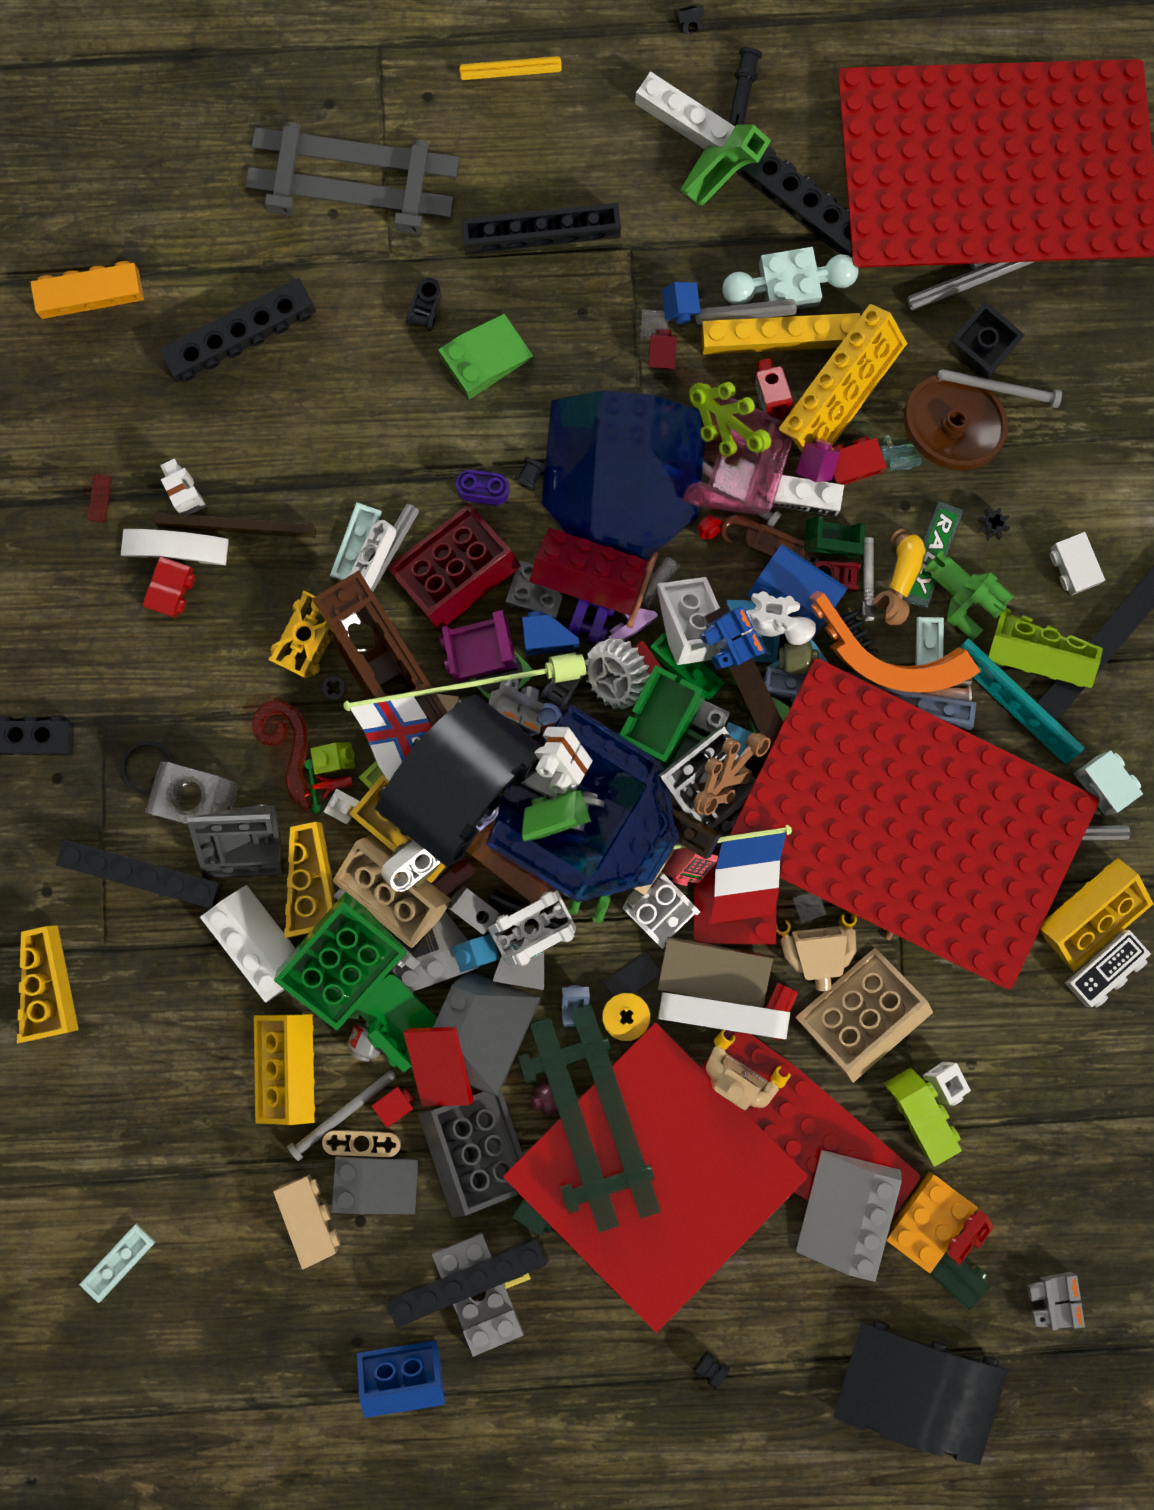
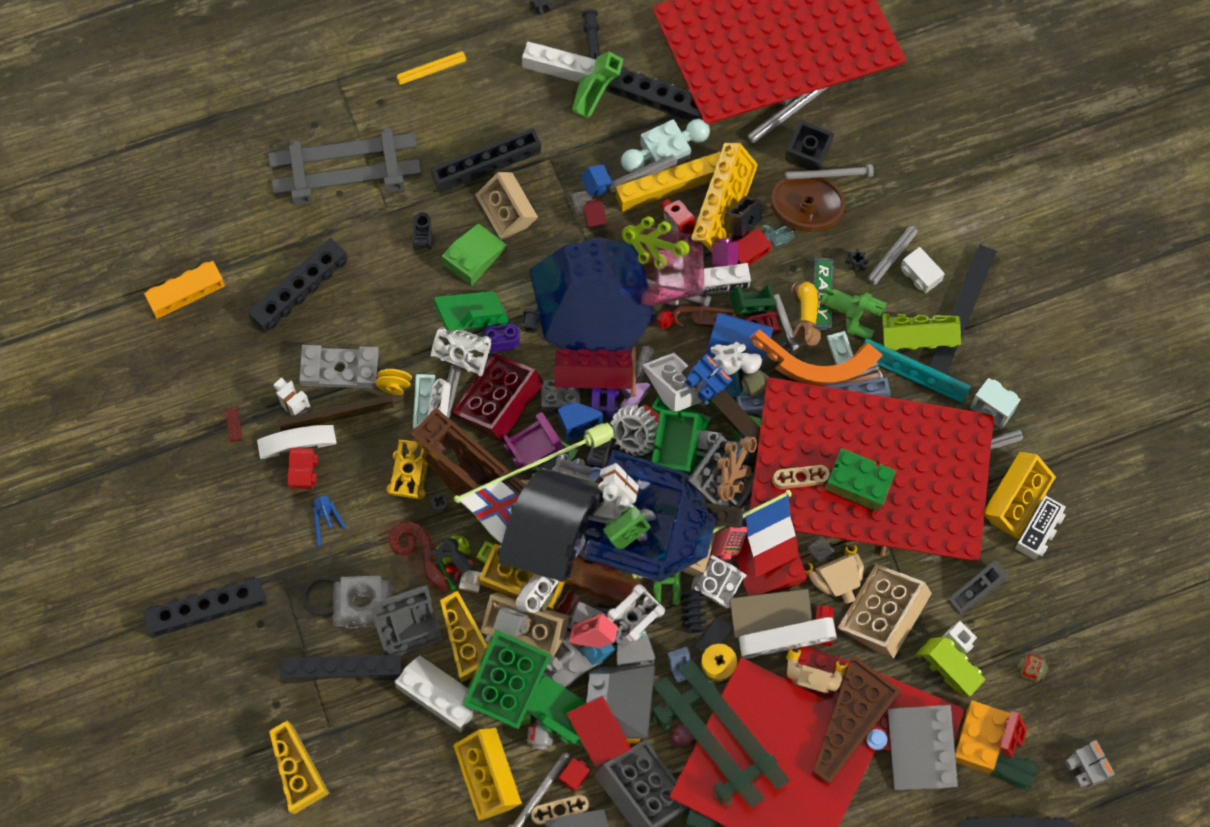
camera: 15 degrees left, 15 degrees down
(180, 649) = (324, 507): none -> blue plant
(233, 453) = (319, 367): none -> light grey piece
(320, 504) = (393, 381): none -> yellow piece
(325, 761) = (450, 547): none -> black bar
(369, 888) = (511, 622): none -> light grey brick
(422, 486) = (466, 342): none -> white piece
(452, 439) = (470, 310): none -> green bracket
(472, 936) = (594, 632): none -> coral slope
(549, 299) = (506, 205): none -> tan slope
(614, 941) = (691, 611): none -> black piece
(783, 1140) = (859, 707): none -> reddish brown wing
(792, 1188) = (876, 739): none -> light blue plate
(830, 821) = (786, 474): none -> tan beam
(861, 415) = (743, 216): none -> black brick
(889, 840) = (860, 479): none -> green piece
(999, 1023) = (979, 586): none -> dark grey slope
(1029, 1151) = (1032, 668): none -> olive head
(1045, 528) = (892, 255): none -> light grey axle

